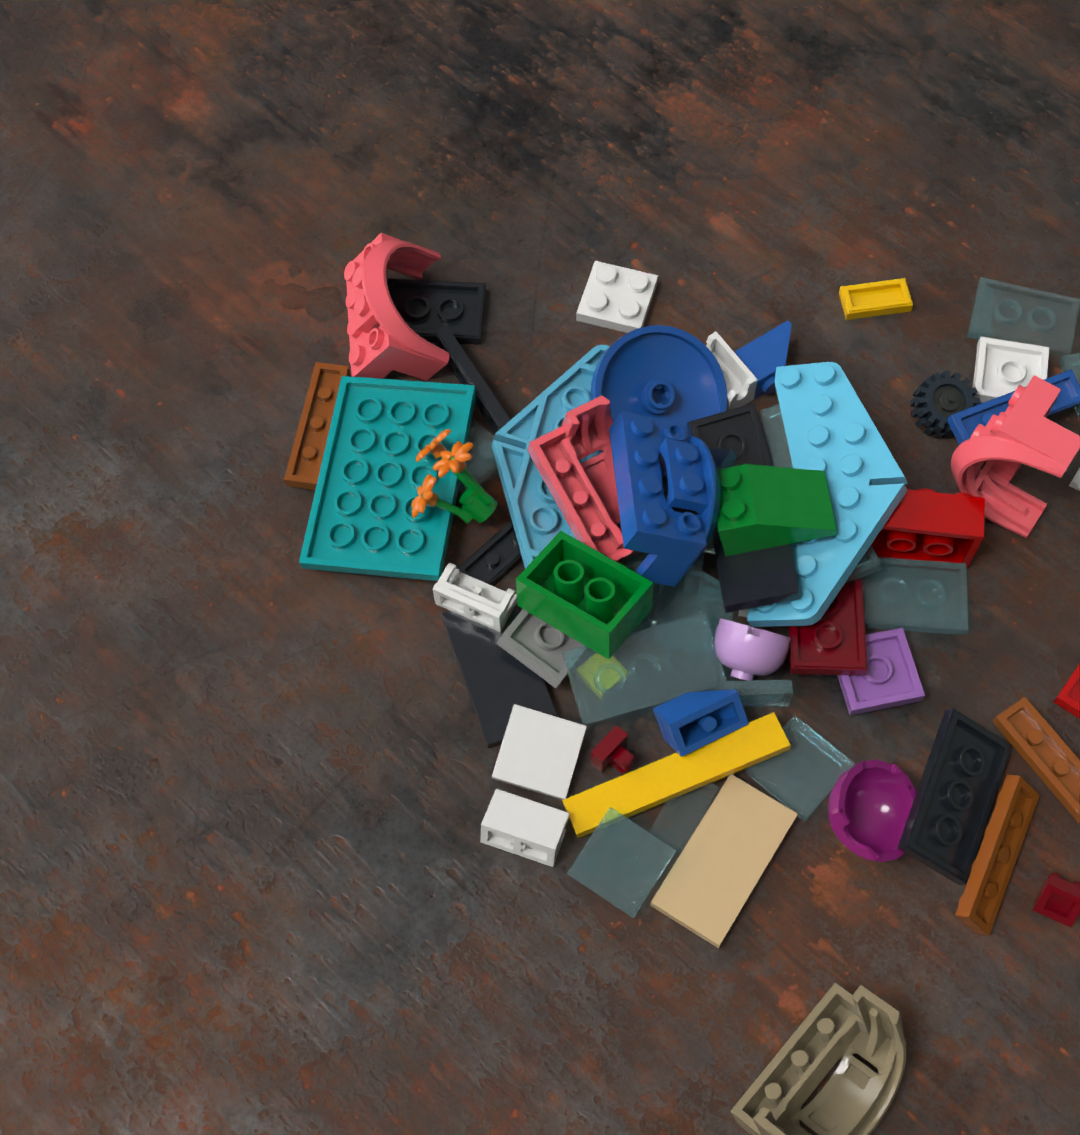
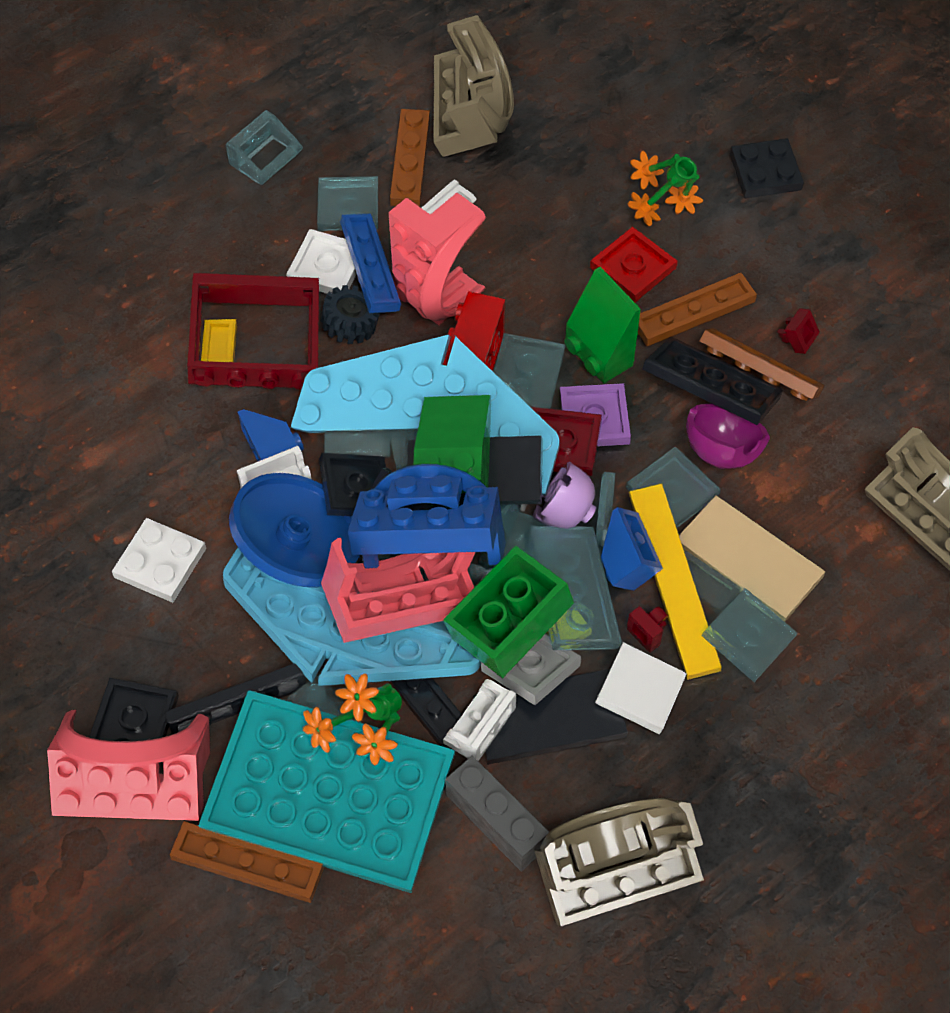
camera: 85 degrees left, 5 degrees down
(362, 723) = (612, 838): none -> dark tan piece
(381, 626) = (496, 812): none -> dark grey brick
(524, 827) = (711, 709): white hinge -> none
(946, 298) = (251, 290): none -> dark red window
(981, 657) = (604, 328): none -> green slope
(1024, 316) = (268, 241): clear light blue tile -> none

